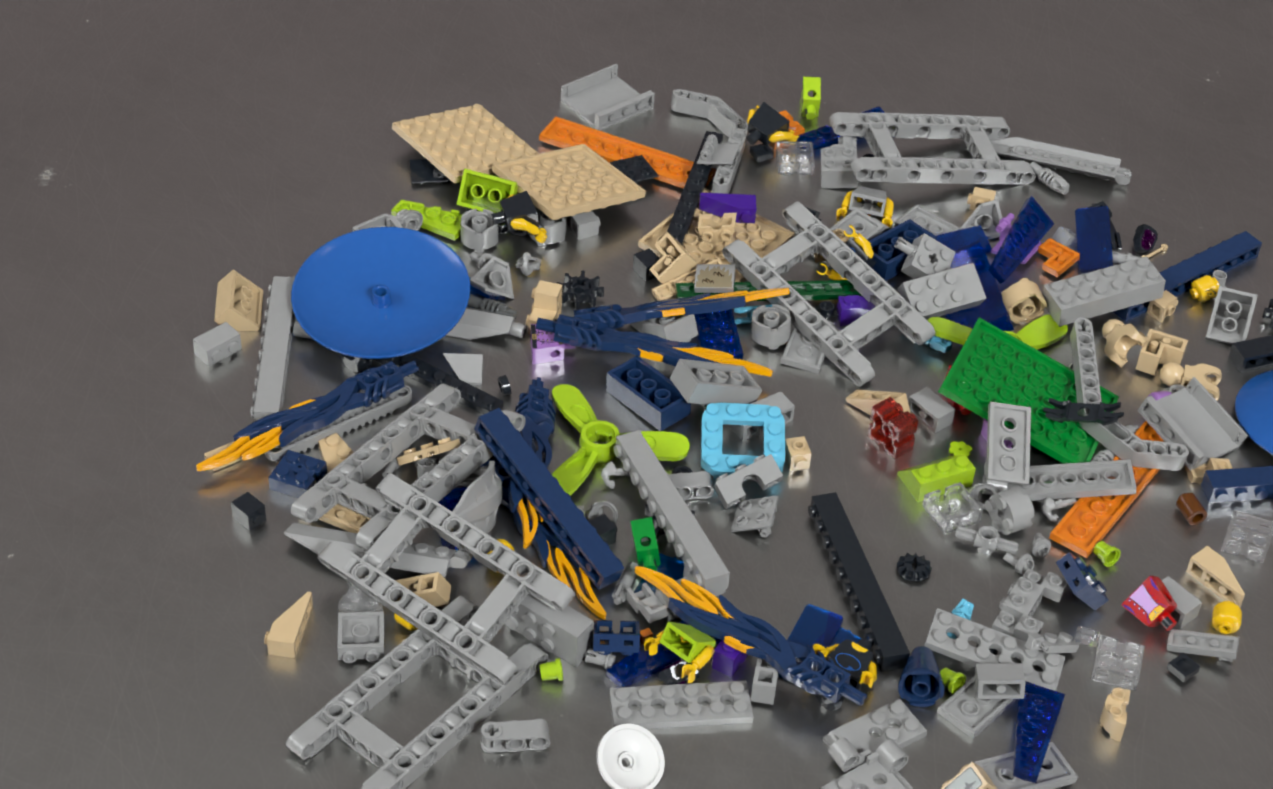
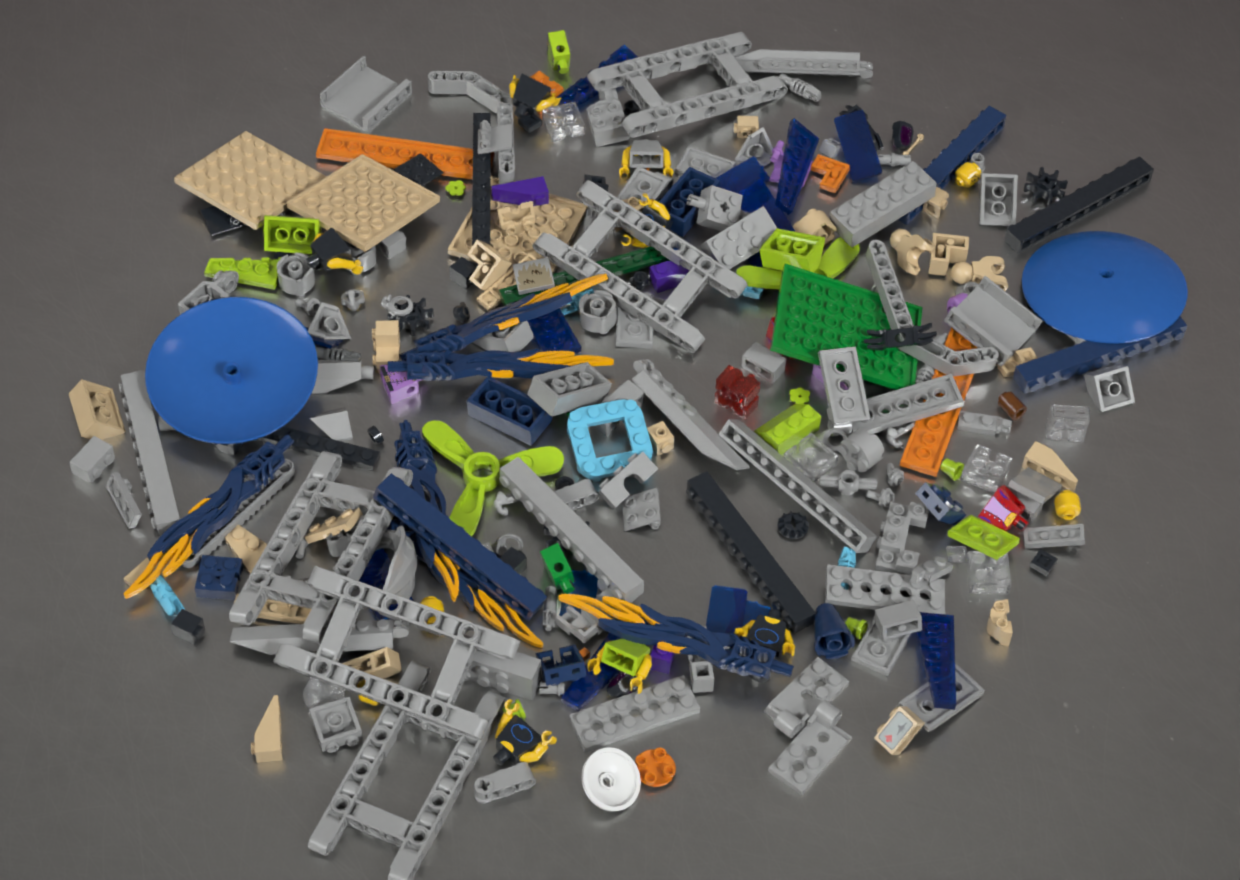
camera: 15 degrees left, 10 degrees up
(232, 377) = (120, 492): none -> light grey hinge
(238, 478) = (166, 596): none -> medium azure hinge
(545, 697) = (518, 740): none -> torso
(560, 272) = (389, 303): none -> light grey piece
(632, 297) = (461, 312): none -> black plate
(666, 193) = (456, 188): none -> lime plant
(684, 762) = (655, 767): none -> orange dish
(829, 437) = (684, 415): none -> light grey hinge
(867, 398) = (712, 366): tan slope -> none
(931, 531) = (798, 486): none -> light grey brick
(995, 308) = (792, 249): none -> lime slope
(1121, 625) = (983, 537): none -> lime tile
(1138, 553) = (980, 461): none -> clear piece
(1154, 519) = (982, 423): none -> light grey hinge
(1194, 588) = (1035, 485): none -> light grey tile

